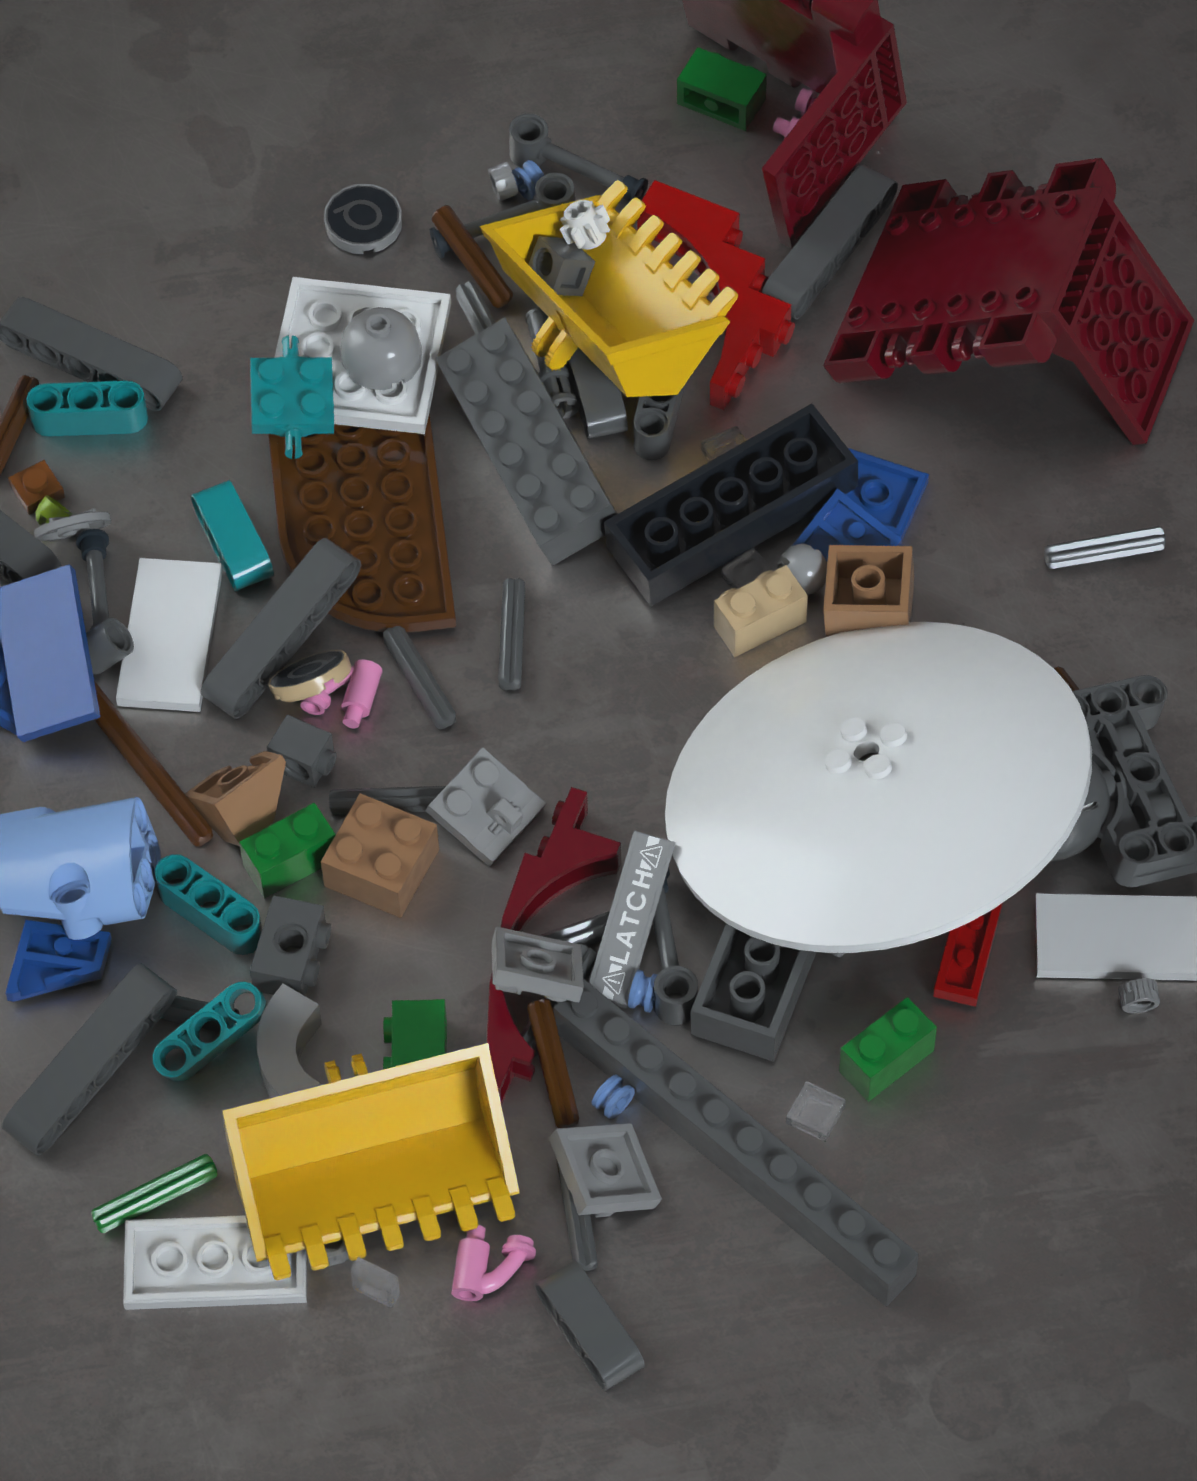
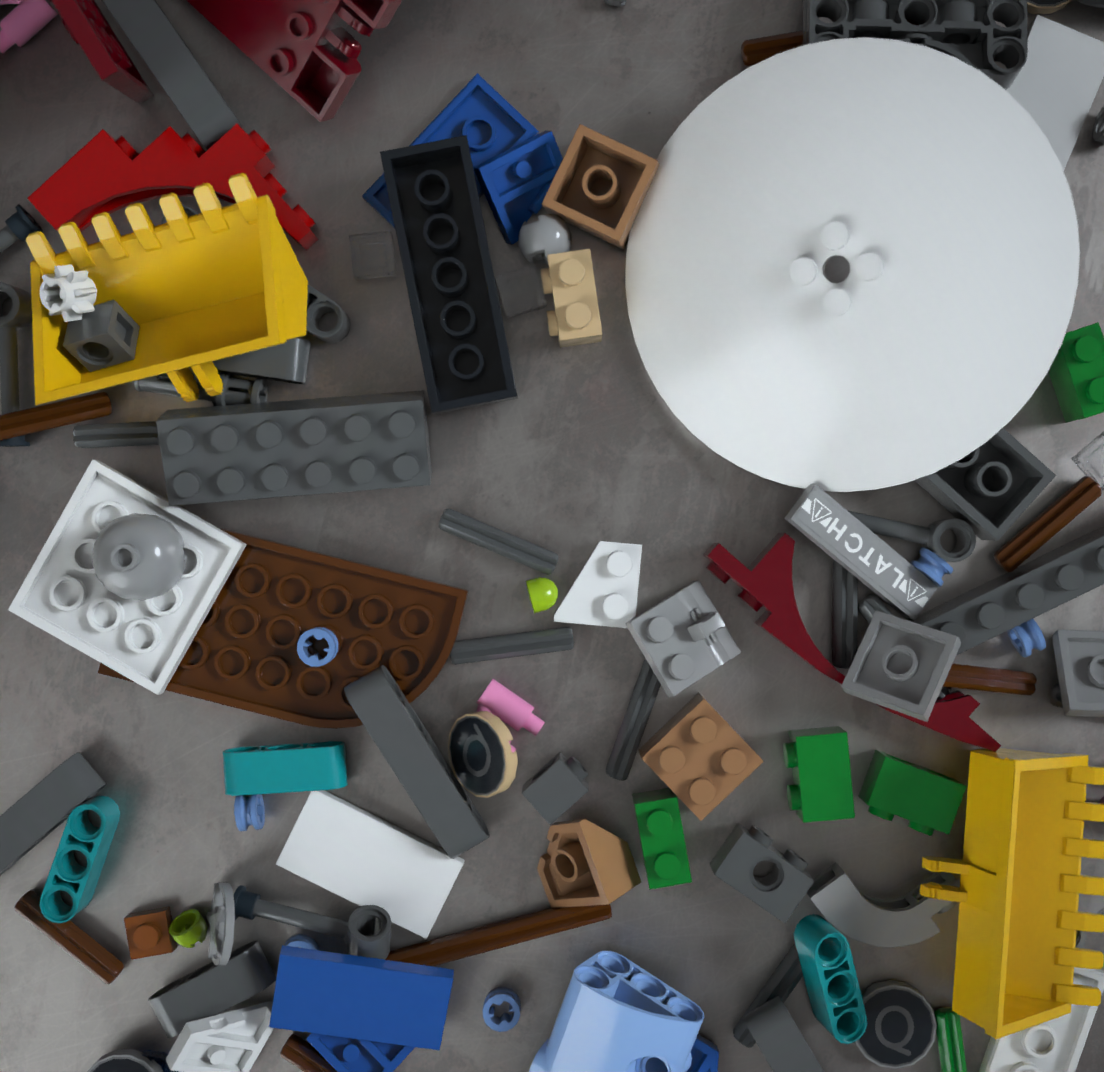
camera: 65 degrees left, 30 degrees up
(62, 775) = (497, 997): none -> medium blue bush
(180, 1122) = (898, 1025): none -> black tile
(181, 521) = (249, 812): none -> medium blue bush
(200, 888) = (677, 947): teal beam -> none
(292, 396) = (160, 665): teal plate -> none
(355, 504) = (319, 633): none -> medium blue bush
(404, 964) = (819, 774): none -> green brick
(477, 680) = (542, 593): none -> lime hinge
(508, 731) = (605, 587): none -> white wing
(738, 1084) = (1047, 524): none -> reddish brown axle

